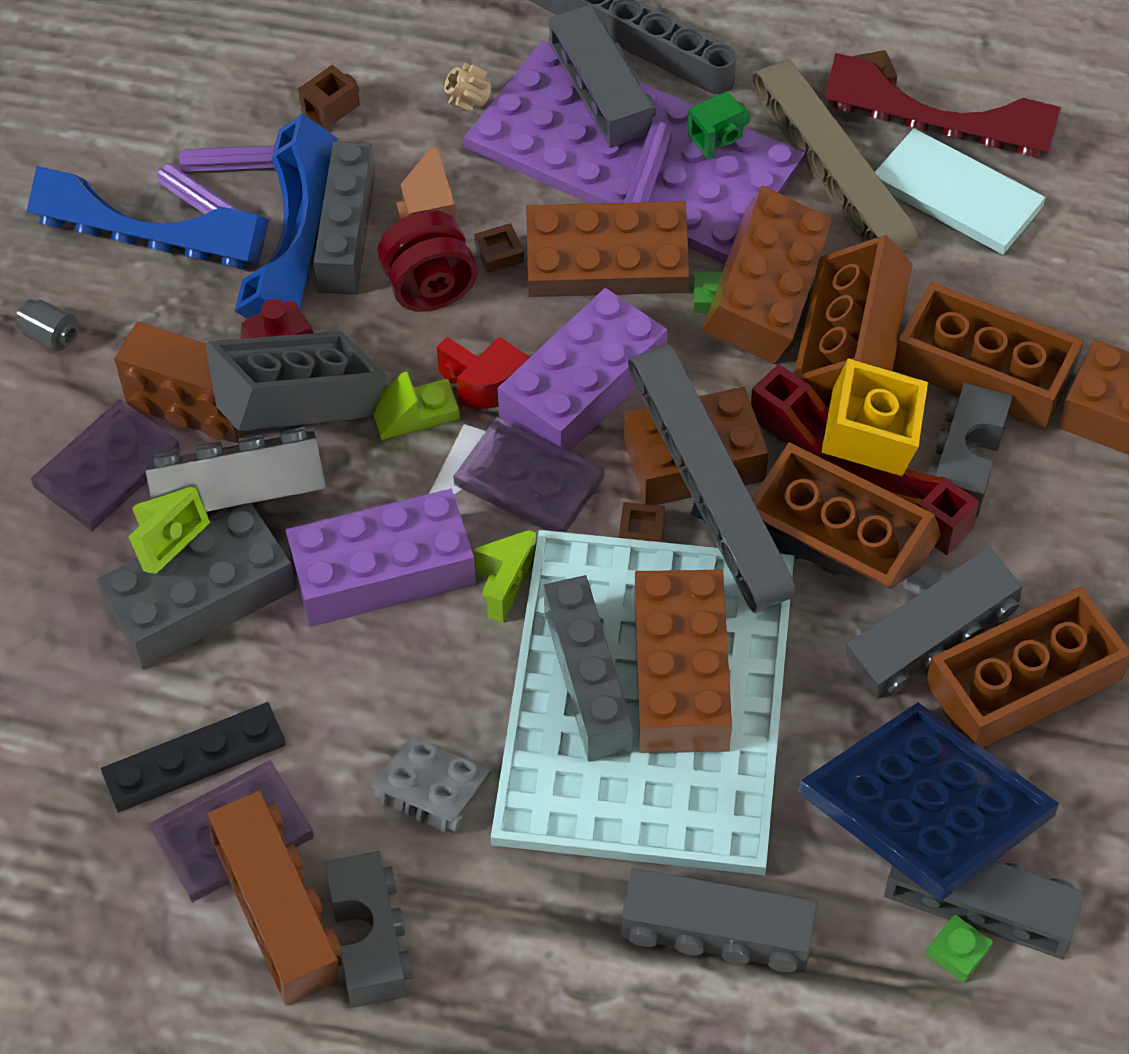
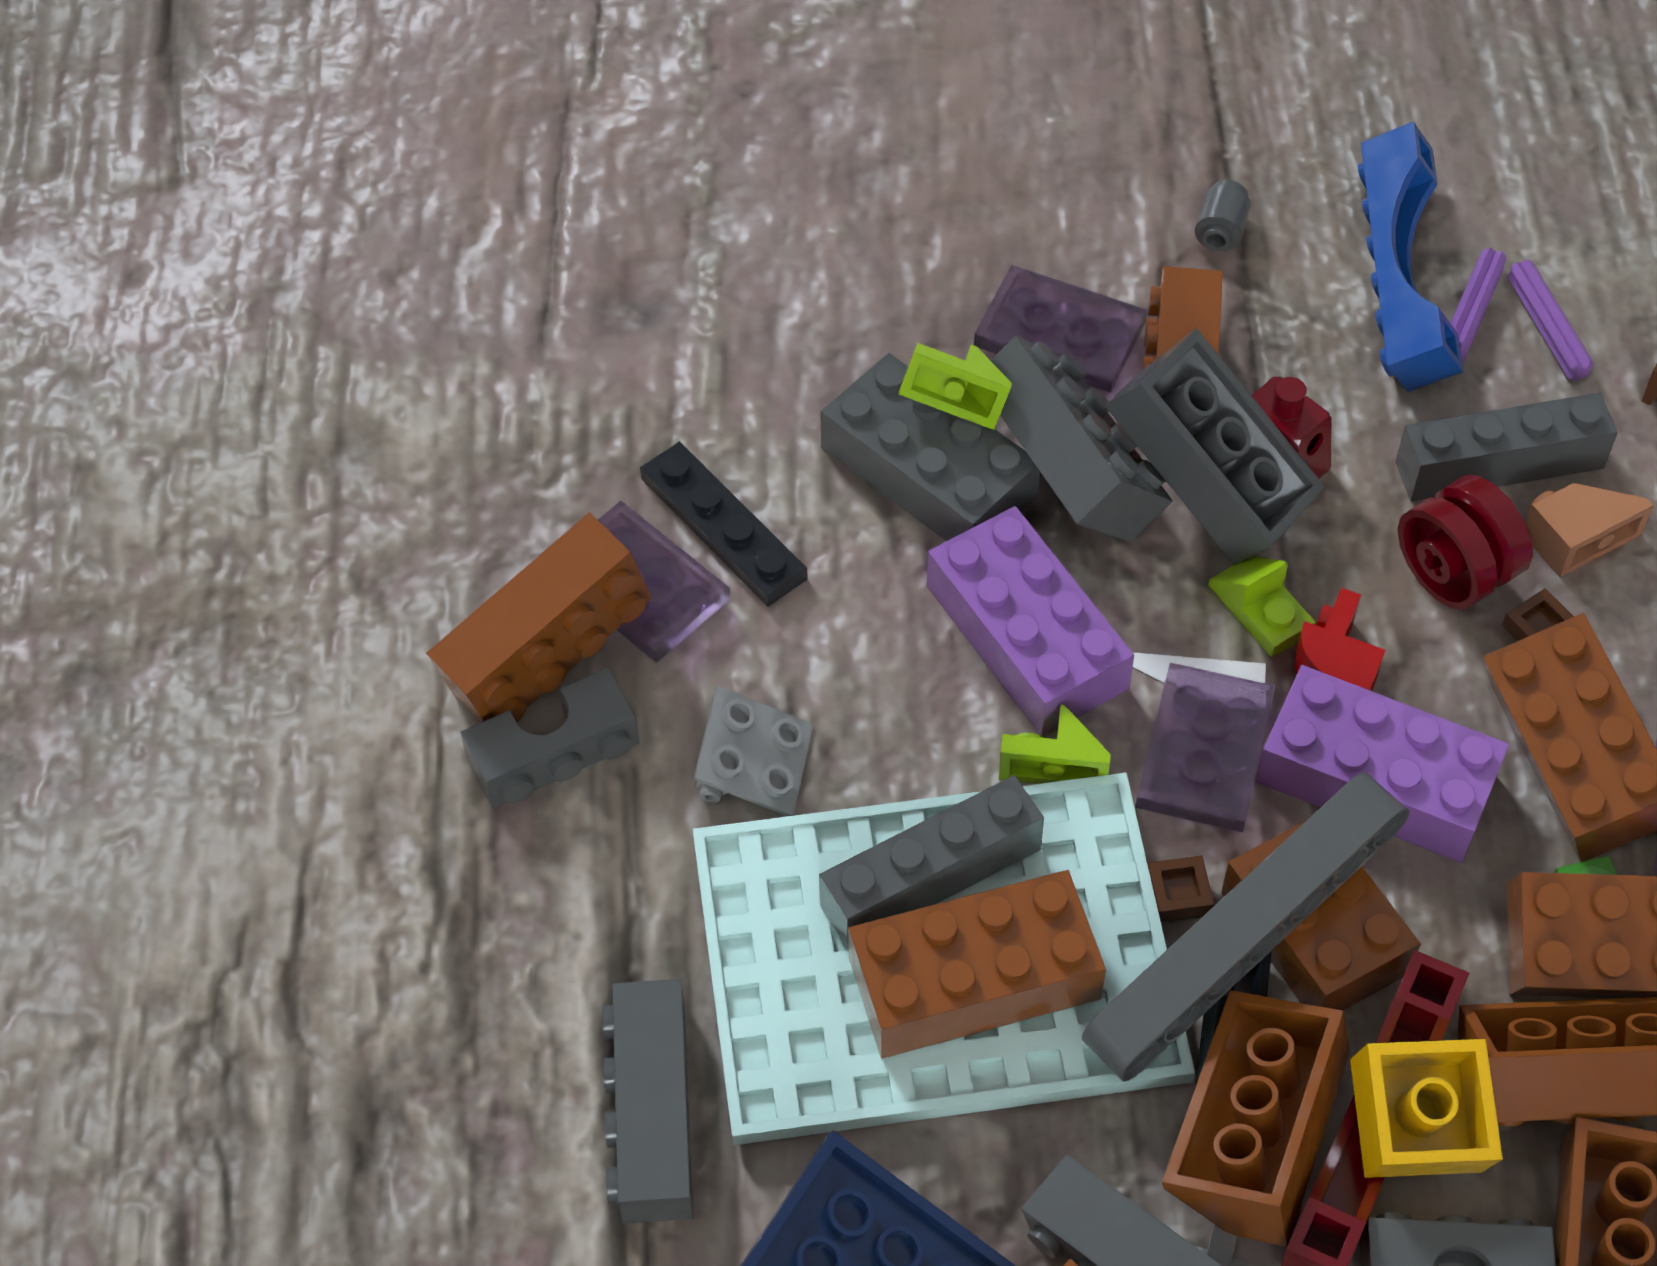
camera: 75 degrees right, 0 degrees up
(302, 167) = (1369, 407): blue arch -> none

